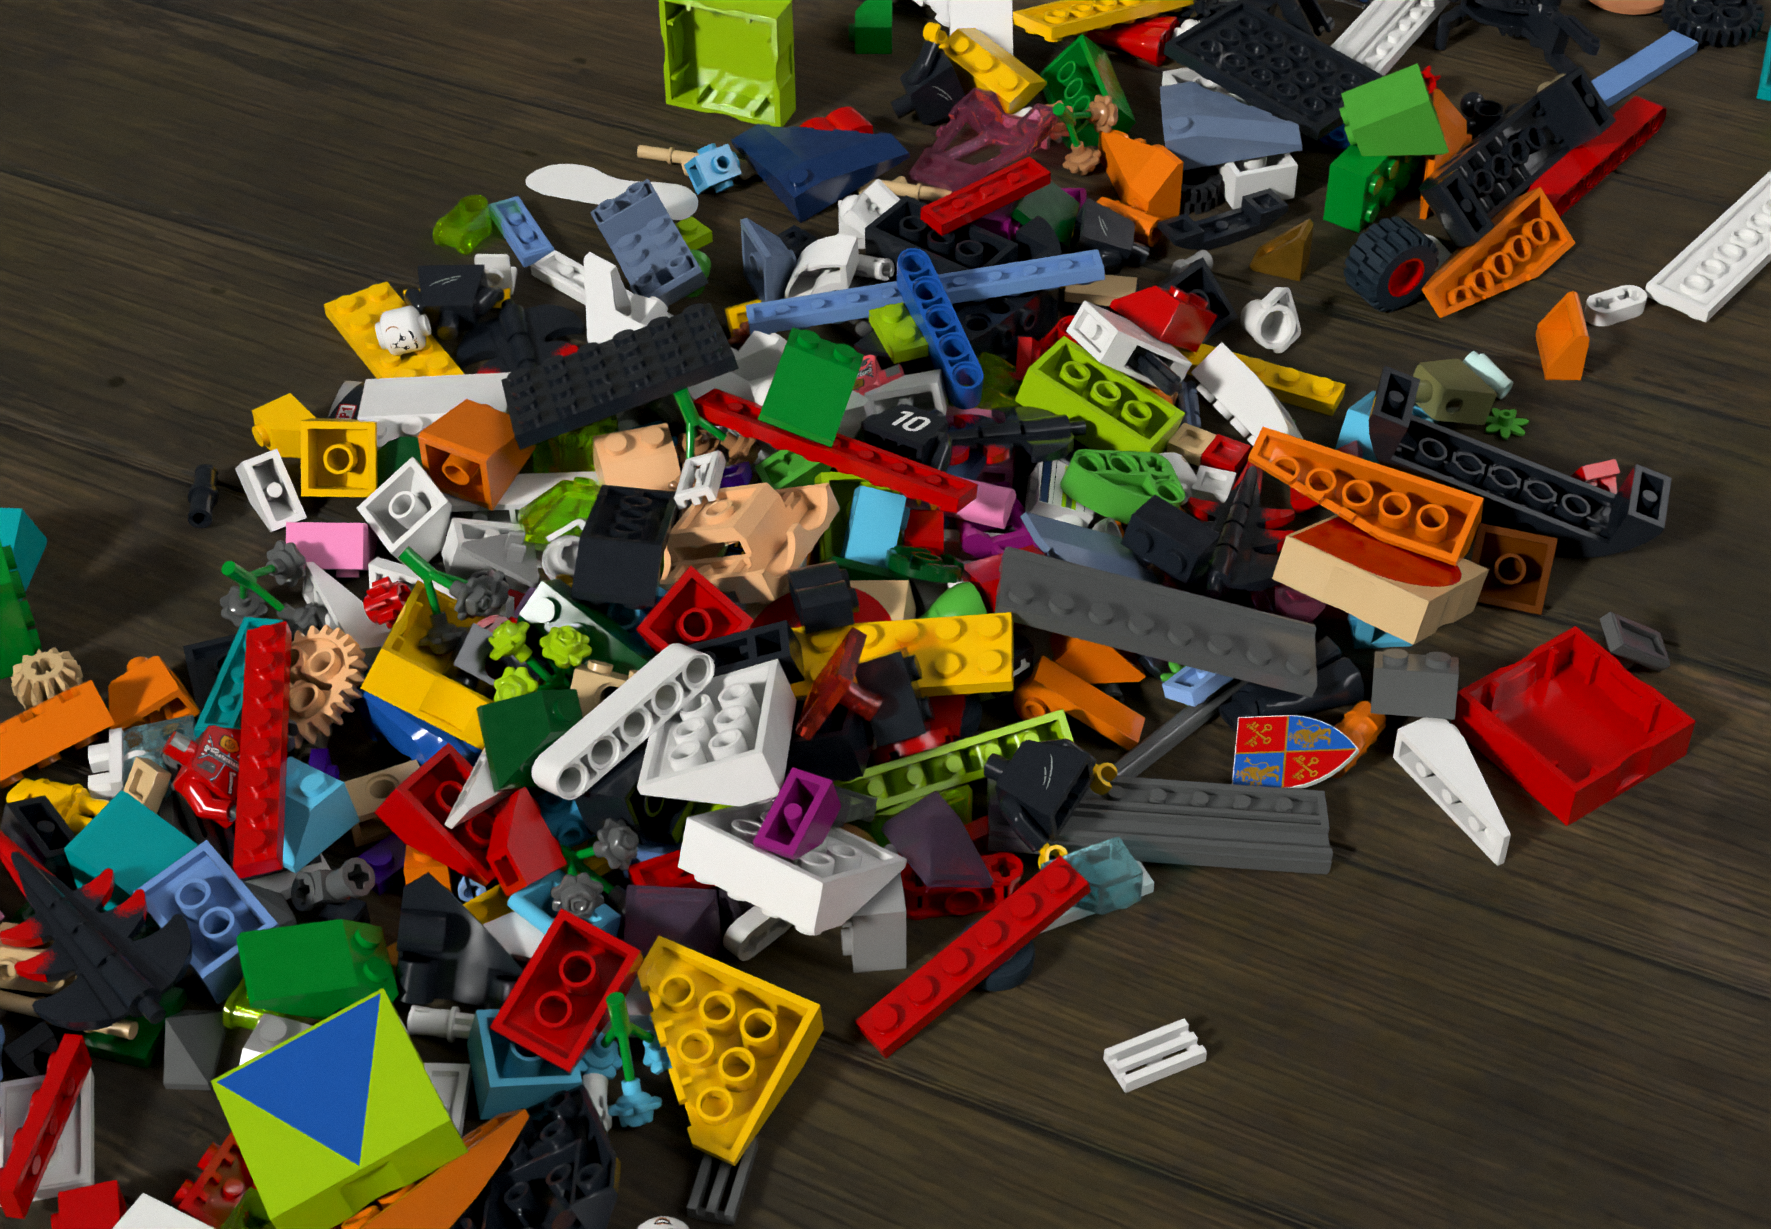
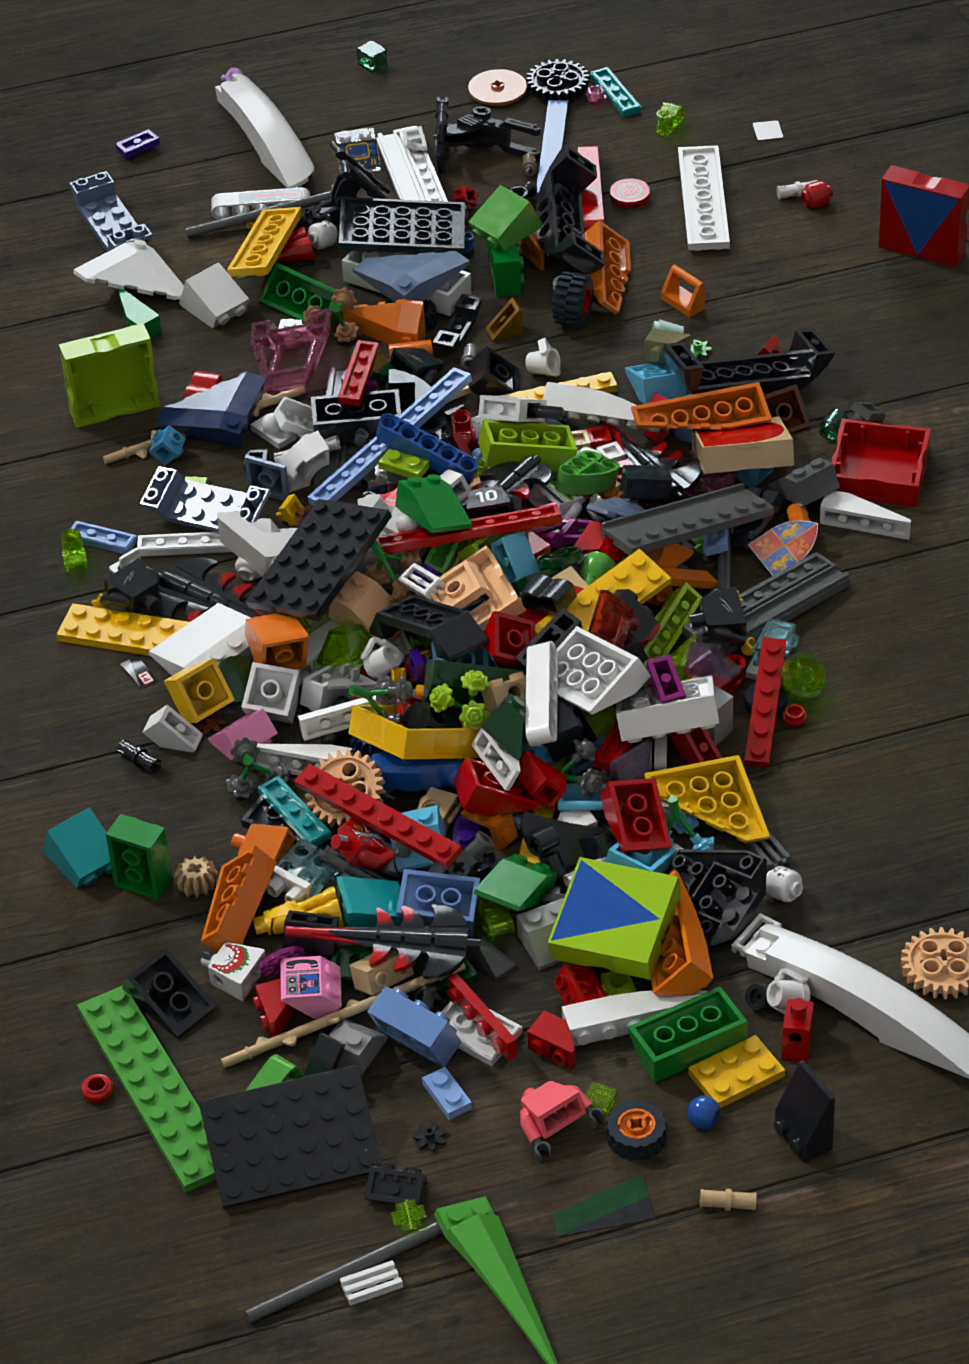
camera: 40 degrees left, 0 degrees up
(147, 783) = (327, 874): tan plate -> none
(279, 425) = (139, 699): yellow slope -> none
(332, 508) = (211, 722): none -> copper plant
(385, 601) = (329, 732): red gear -> none
(402, 330) = (135, 616): white head -> none
(593, 187) = (99, 495): white sticker -> none
(813, 965) = (695, 746): none -> red slope
(930, 82) = (231, 334): black torso -> none
(989, 67) = (240, 310): yellow slope -> none
(1006, 1008) = (794, 715): none -> red plate
(1067, 956) = (802, 677): none -> clear neon green cylinder
(1151, 1049) = (874, 683): white tile -> none
(1168, 315) = (508, 382): red slope -> none
(1563, 621) = (831, 423): none -> clear green brick
(1615, 305) = (684, 259): white beam -> none
(1649, 186) = (630, 192): none -> tile
(1746, 53) = (595, 94): none -> clear pink plate

